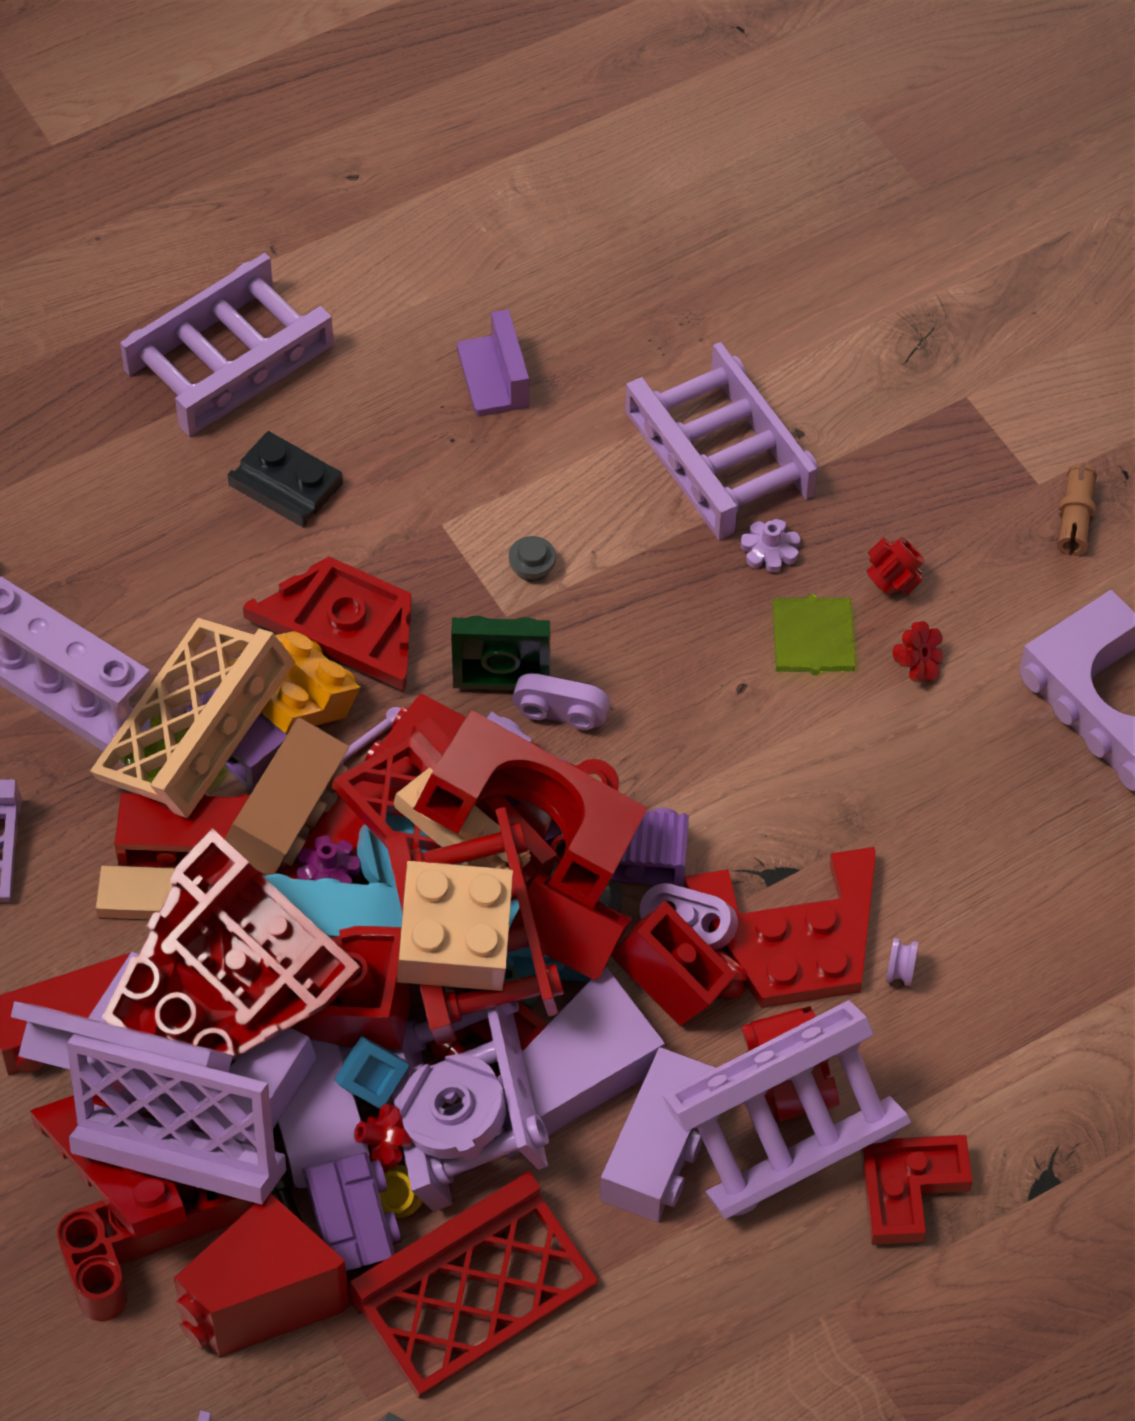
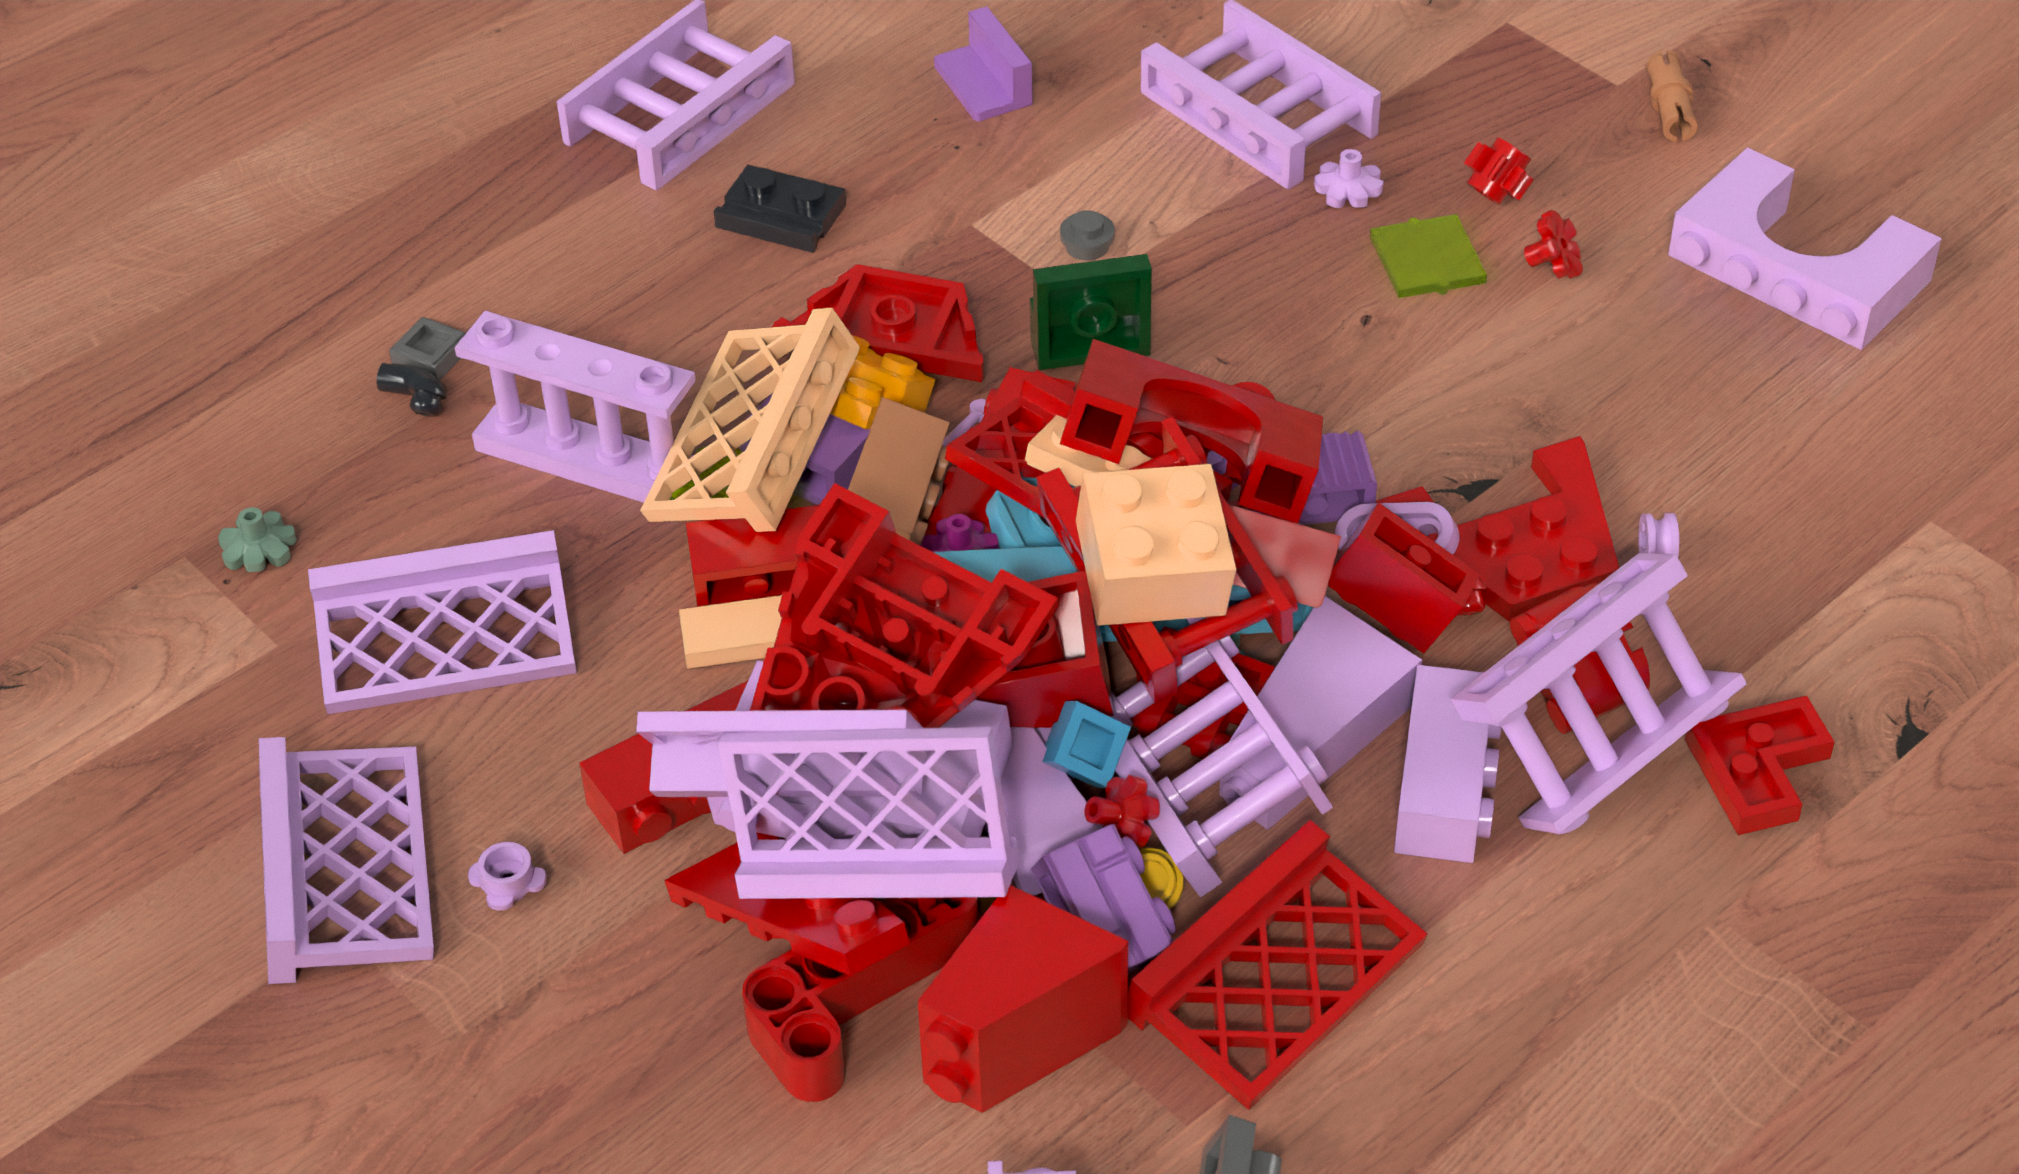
camera: 10 degrees left, 10 degrees down
(469, 1129) = (1212, 786): lavender plate -> none
(561, 701) = (1187, 348): lavender plate -> none

